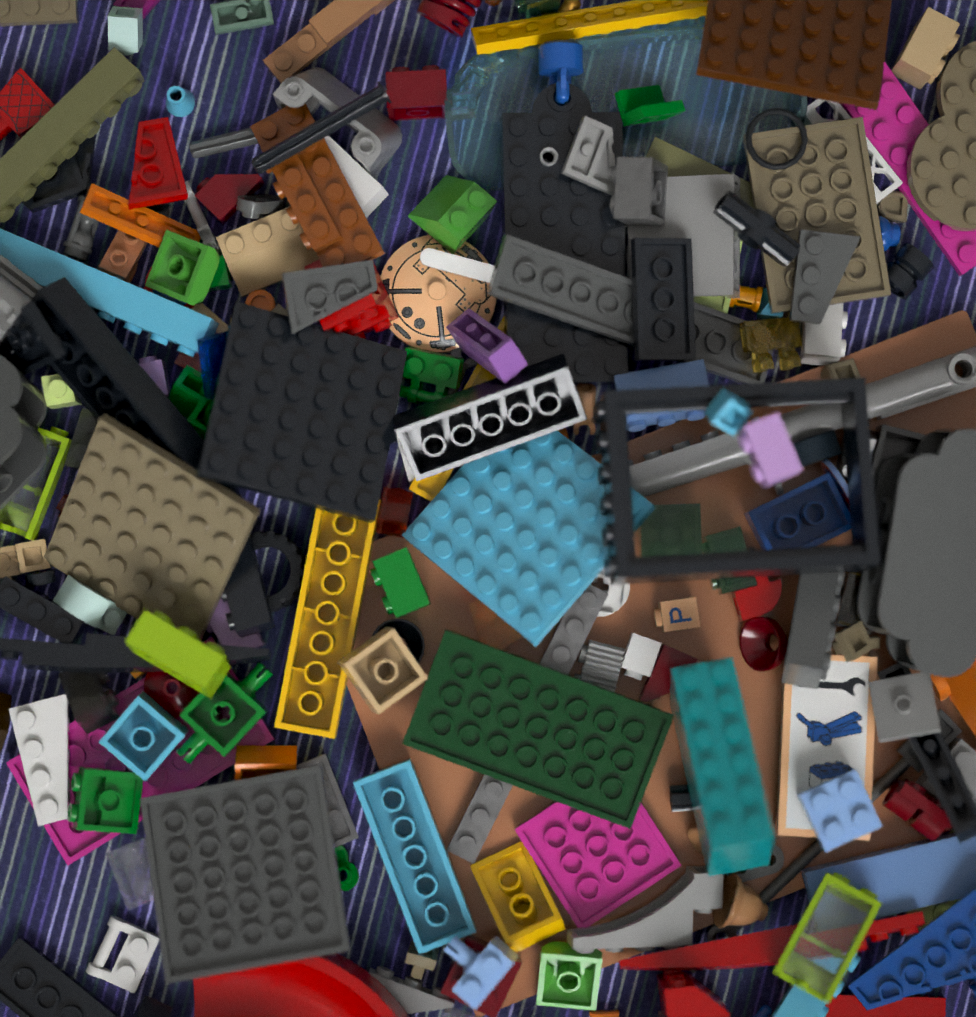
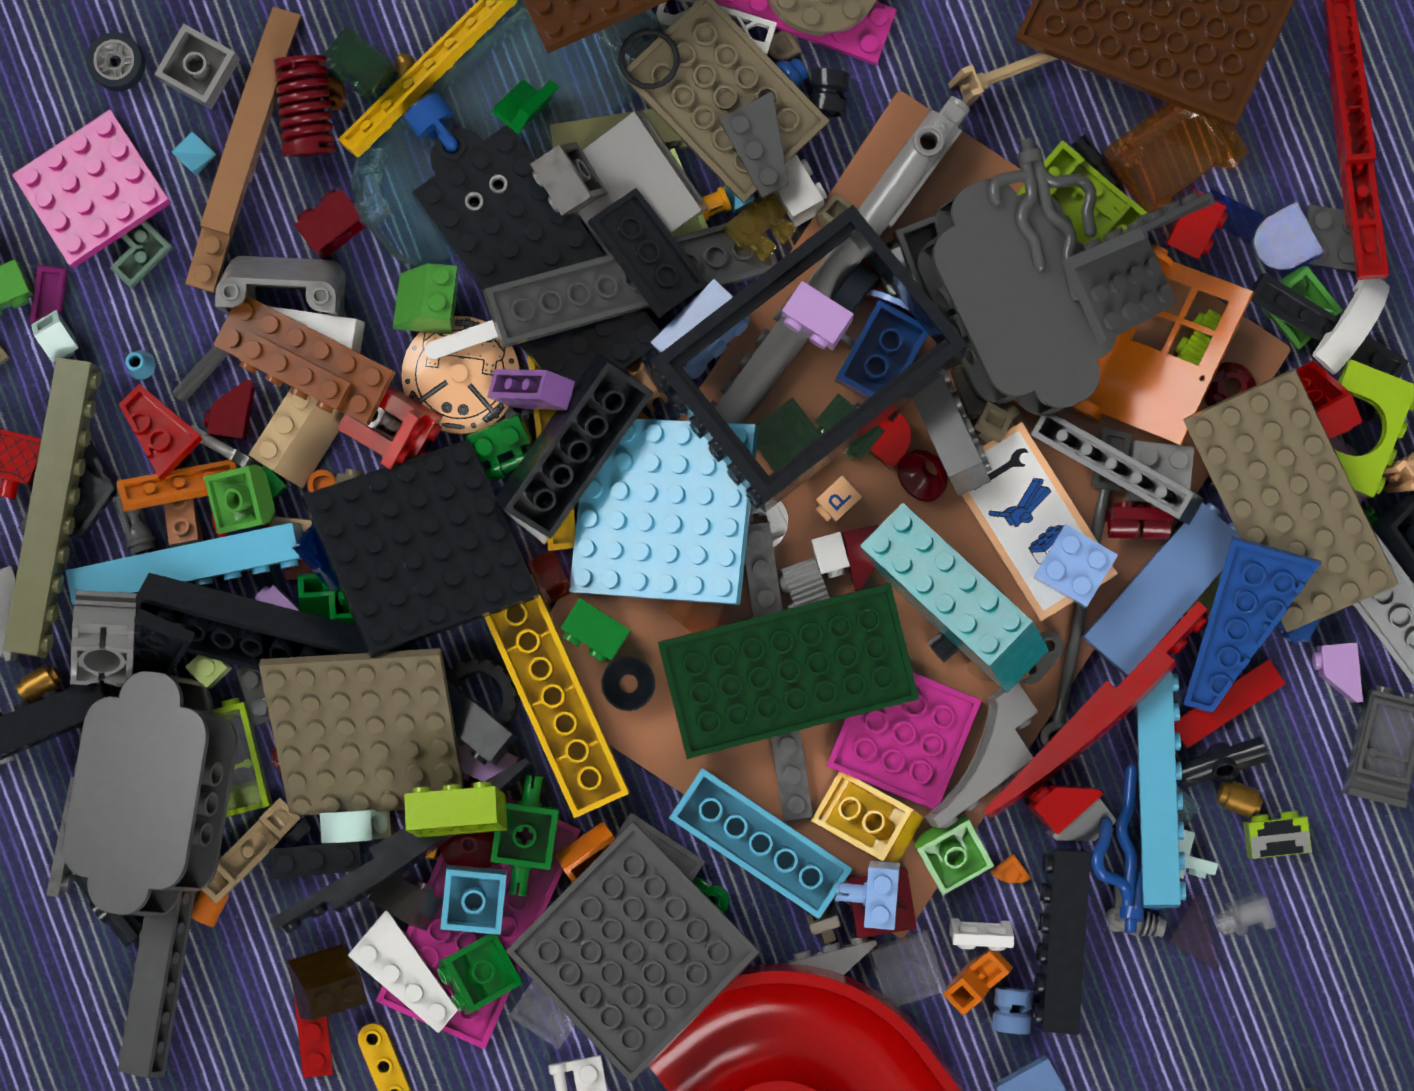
camera: 30 degrees left, 0 degrees up
(259, 204) = (264, 403): dark grey plate -> none
(320, 129) = (273, 307): black axle -> none
(324, 290) = (368, 436): dark grey wing -> none
(382, 670) = (629, 710): tan brick -> none
(591, 156) = (509, 177): light grey wing -> none
(728, 412) = (762, 308): medium azure slope -> none
(740, 904) = (1050, 698): medium nougat hat -> none
(756, 228) = (683, 143): black piece -> none
(828, 937) = (1136, 674): clear door -> none
(904, 707) = (1070, 446): light grey plate -> none

